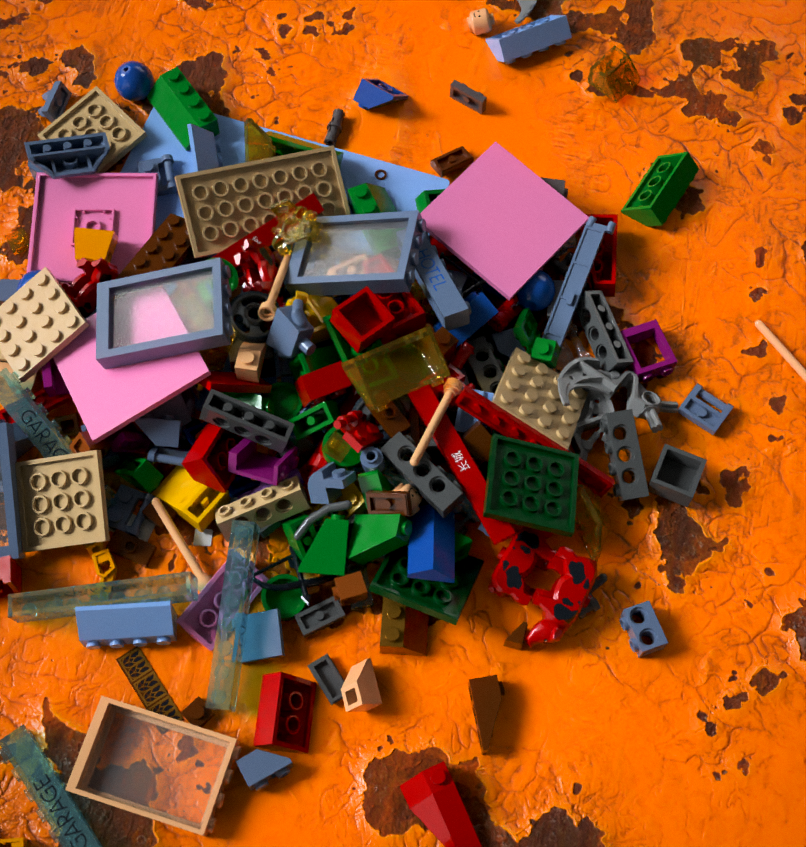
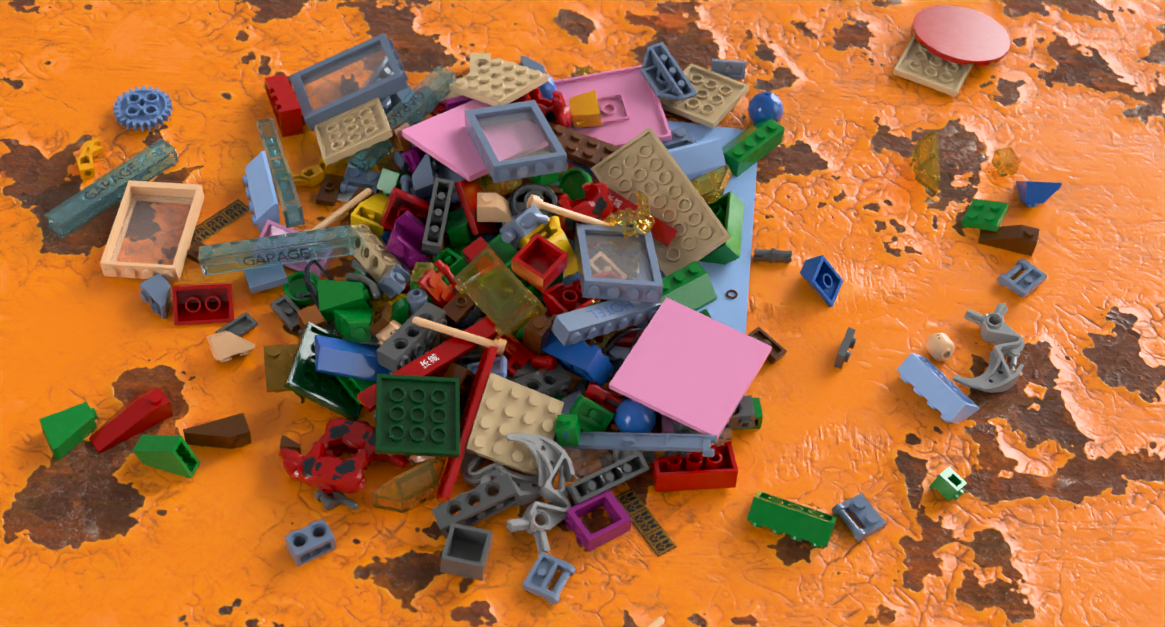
camera: 75 degrees right, 15 degrees down
(508, 775) = (167, 454): none -> green slope
(614, 74) = (918, 462): clear yellow slope -> none
(641, 57) = (949, 484): none -> green brick
(656, 309) = (645, 523): none -> sticker
(661, 133) = (864, 515): none -> sand blue plate

